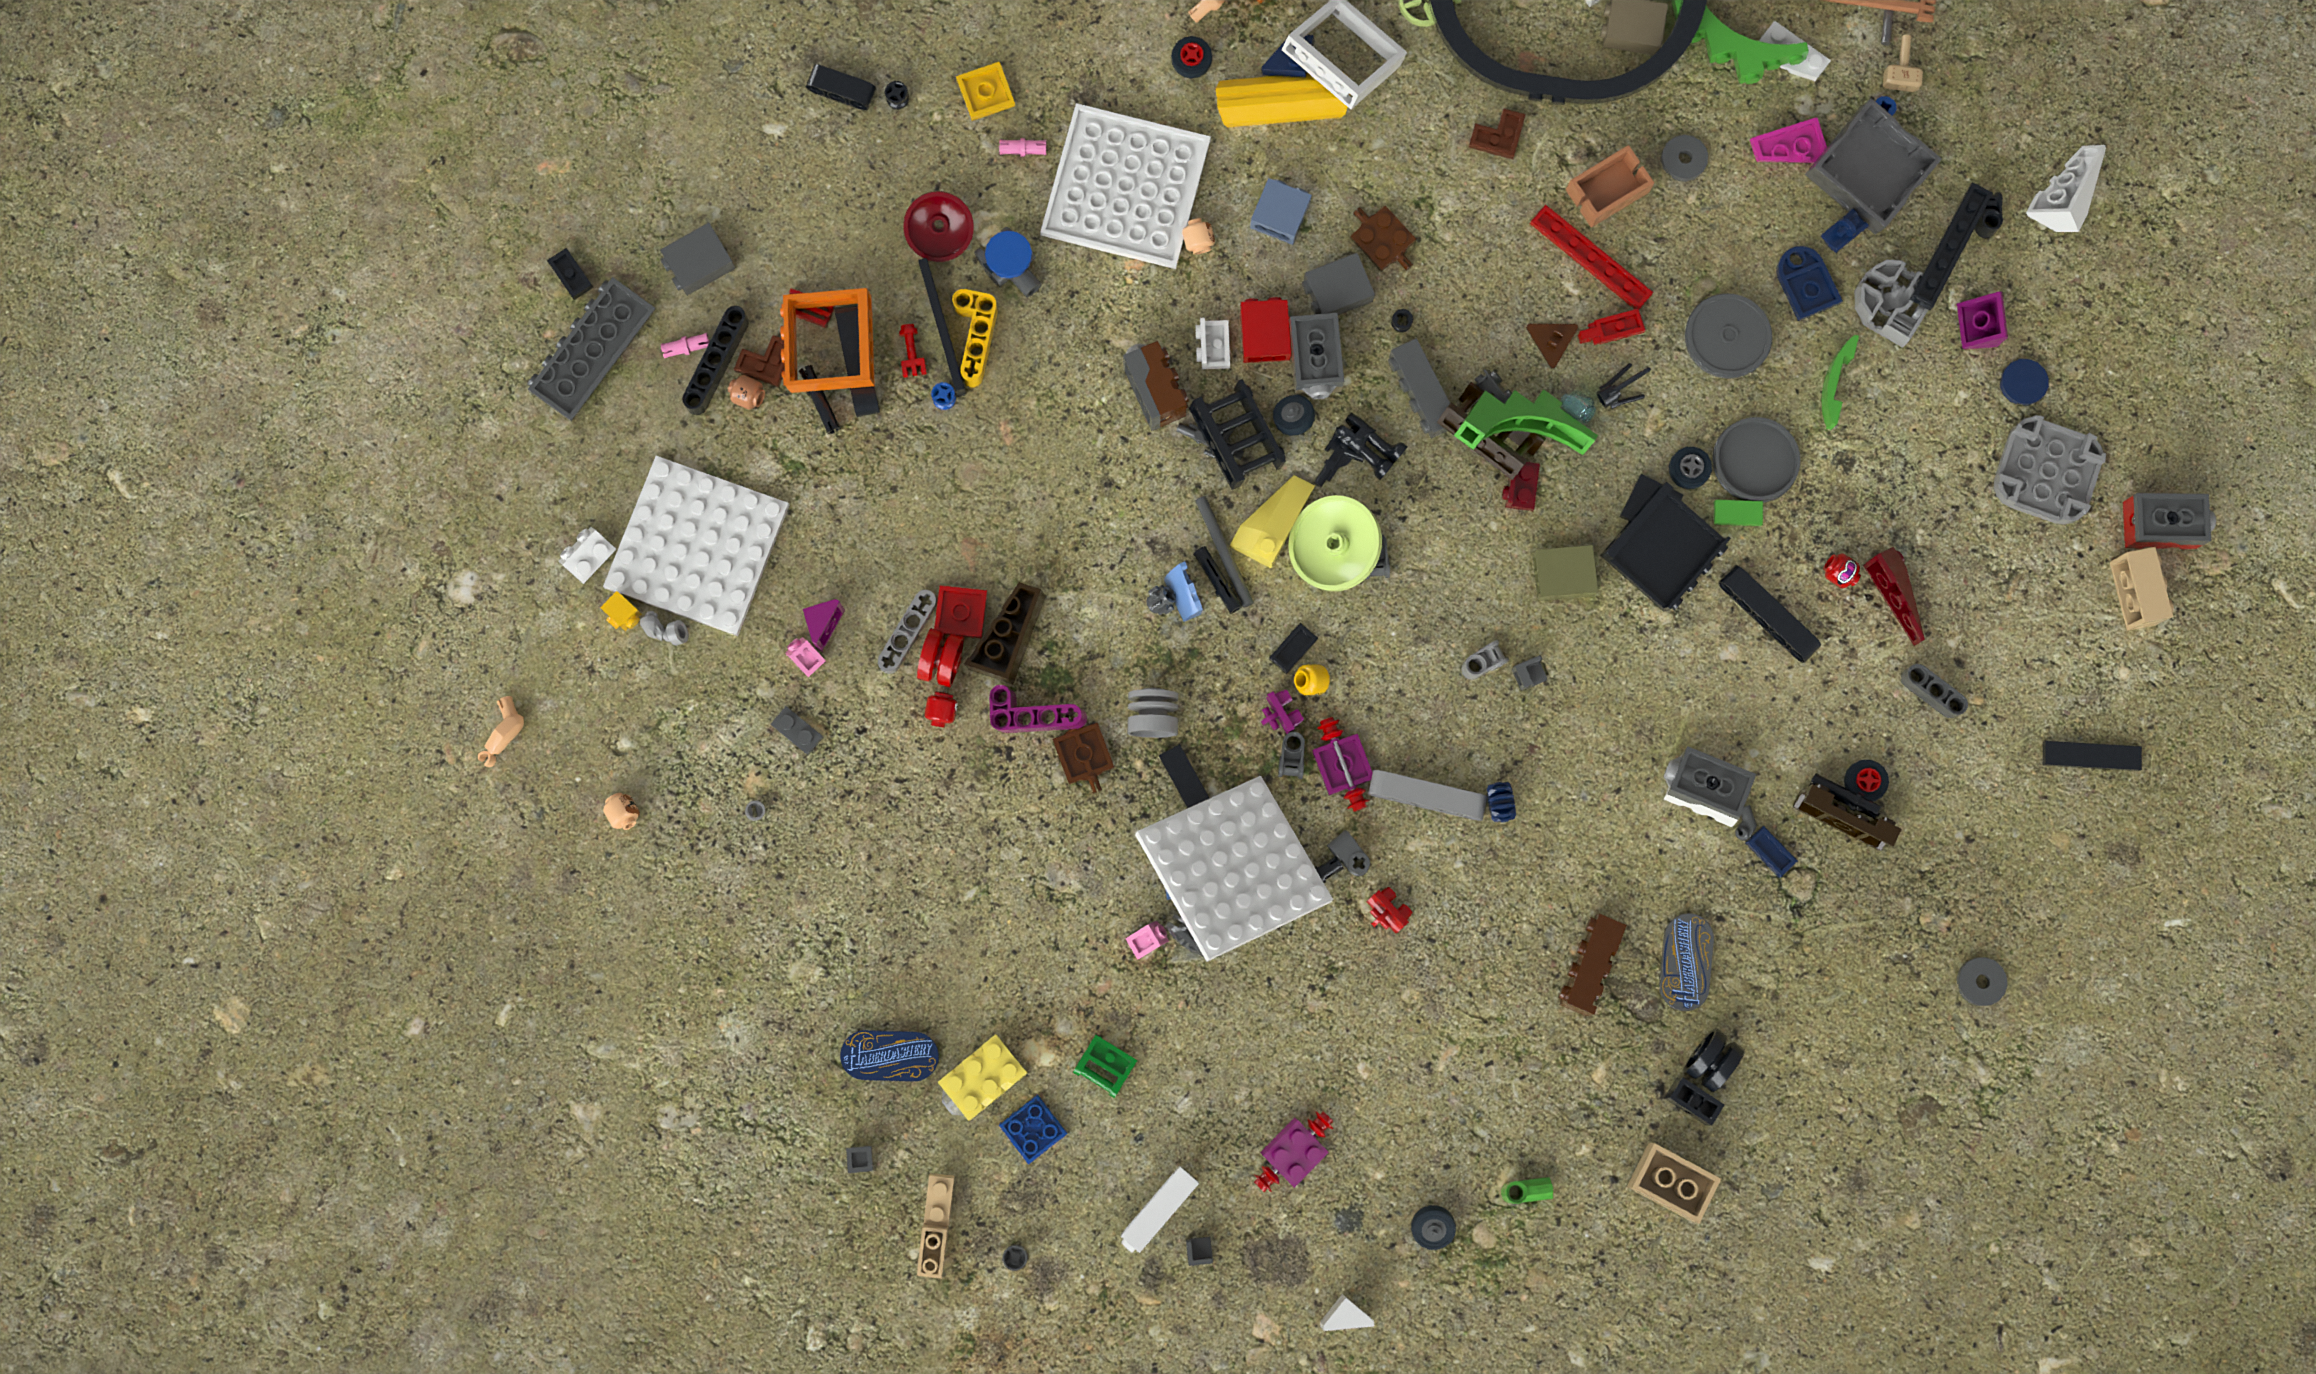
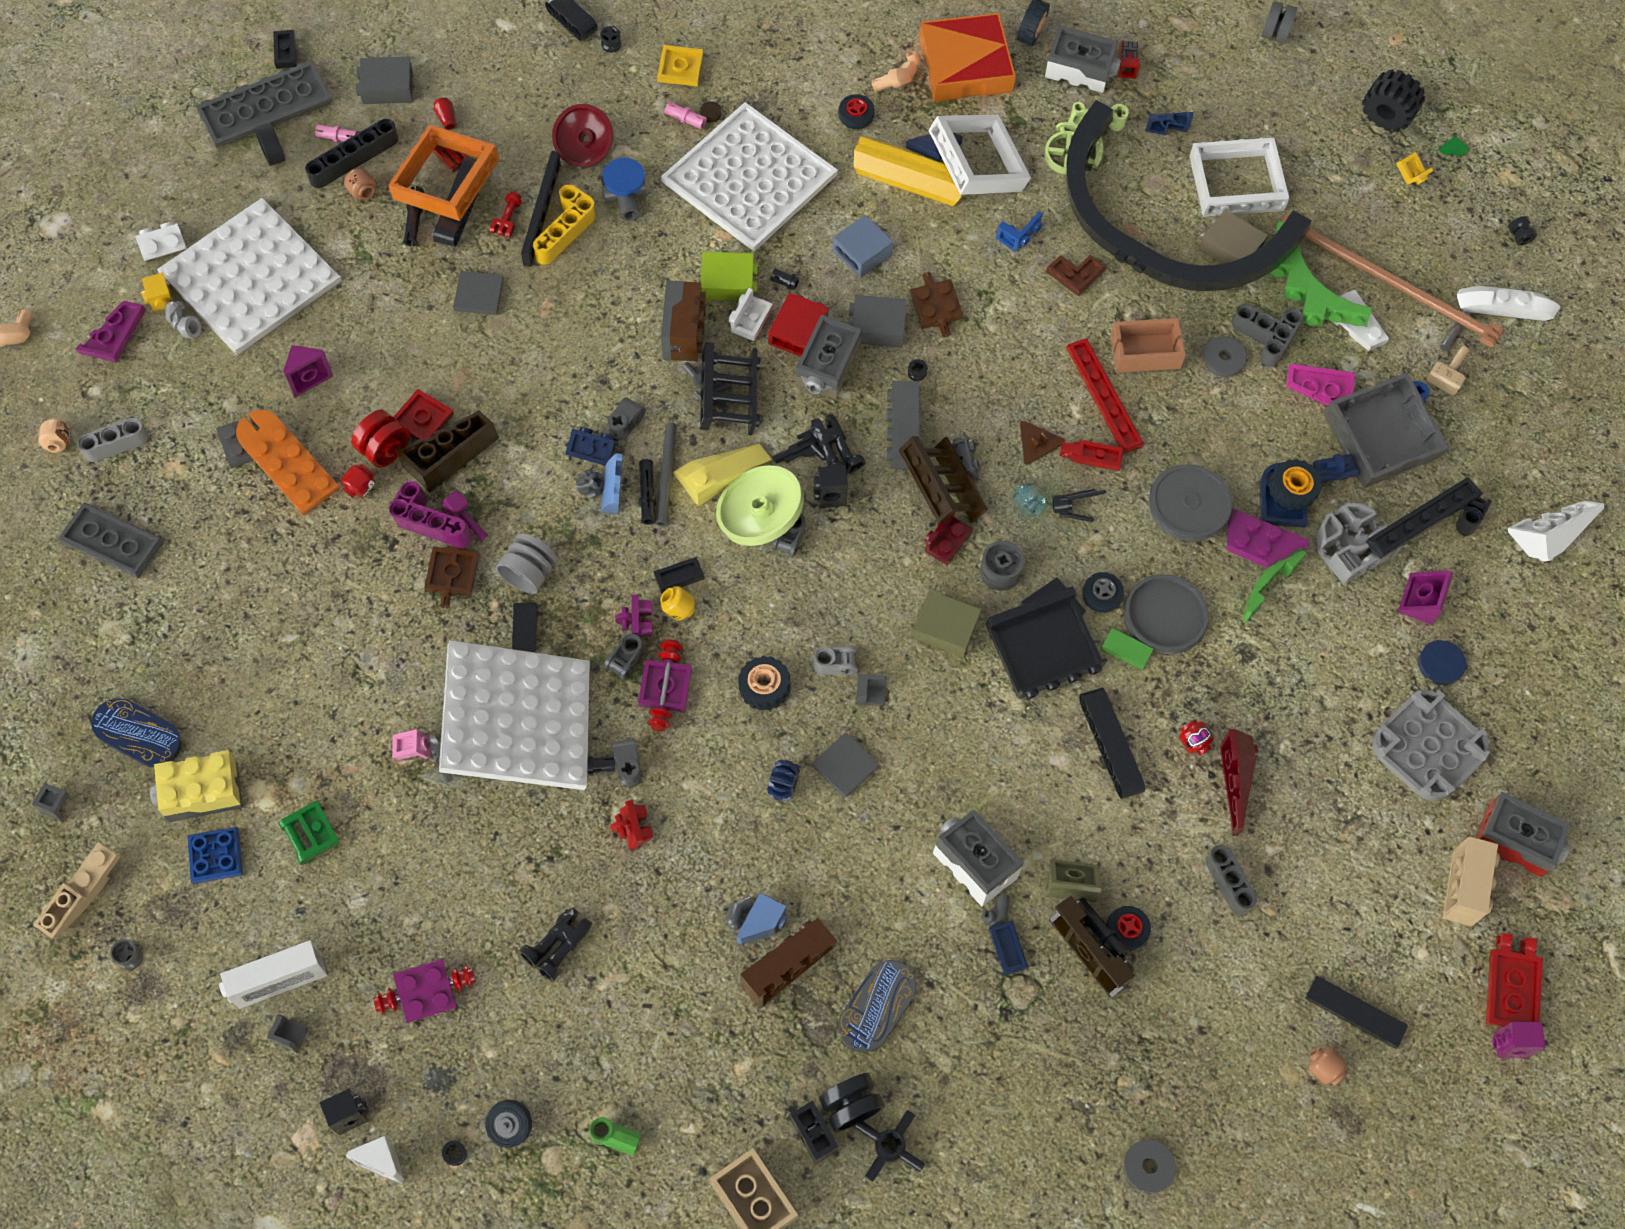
camera: 25 degrees right, 15 degrees down
(606, 675) = (115, 334): none -> magenta wing
(630, 394) = (269, 144): none -> black tyre
(668, 790) = (101, 439): none -> light grey beam
(742, 886) = (110, 540): none -> dark grey tile
(760, 367) = (383, 173): copper tile -> none
(760, 810) = (154, 483): light grey hinge -> none
(780, 266) = (445, 112): none -> red cone
(804, 656) = (276, 391): bright pink bracket -> none
(858, 723) = (285, 460): none -> orange plate
(904, 630) = (368, 408): light grey beam -> none
(933, 451) = (478, 293): none -> dark grey tile
(941, 391) = (507, 253): blue wheel -> none
(1045, 129) = (711, 111): none -> dark brown tile
(1052, 689) = (456, 506): none -> magenta piece
(1139, 559) = (590, 446): none -> dark blue bracket
(1155, 512) = (625, 418): none -> dark grey piece
(1168, 310) = (728, 275): none -> lime brick
(1198, 236) = (785, 234): light nougat head -> none
(1223, 285) = (785, 279): none -> black pin
(1292, 1291) = (344, 1111): none -> black brick
(1293, 415) = (784, 396): black wheel -> none
(1383, 1039) = (559, 932): none -> black piece
(1391, 490) = (831, 486): none -> black brick
(1403, 1268) = (460, 1147): none -> black bush
(1420, 128) = (1013, 238): none -> blue bracket
(1427, 795) = (722, 744): light grey beam -> none
(1431, 701) = (761, 670): none -> black wheel
(1520, 414) = (993, 488): bright green arch -> none
(1521, 943) = (735, 911): none -> dark grey arm
(1544, 756) = (845, 765): none -> dark grey tile
(1549, 937) = (762, 920): none -> medium blue slope
(1591, 478) = (1001, 565): none -> dark grey wheel
(1717, 104) = (1272, 330): none -> dark grey beam
(1772, 1078) = (882, 1154): none -> black bar
(1798, 760) = (1073, 879): none -> olive slope
(1810, 343) = (1260, 540): none -> magenta wing
(1819, 255) = (1293, 496): none -> black wheel
(2091, 818) = (1327, 1065): none -> nougat head
(2214, 662) = (1514, 982): none -> red tile
(2241, 714) = (1519, 1040): none -> magenta brick

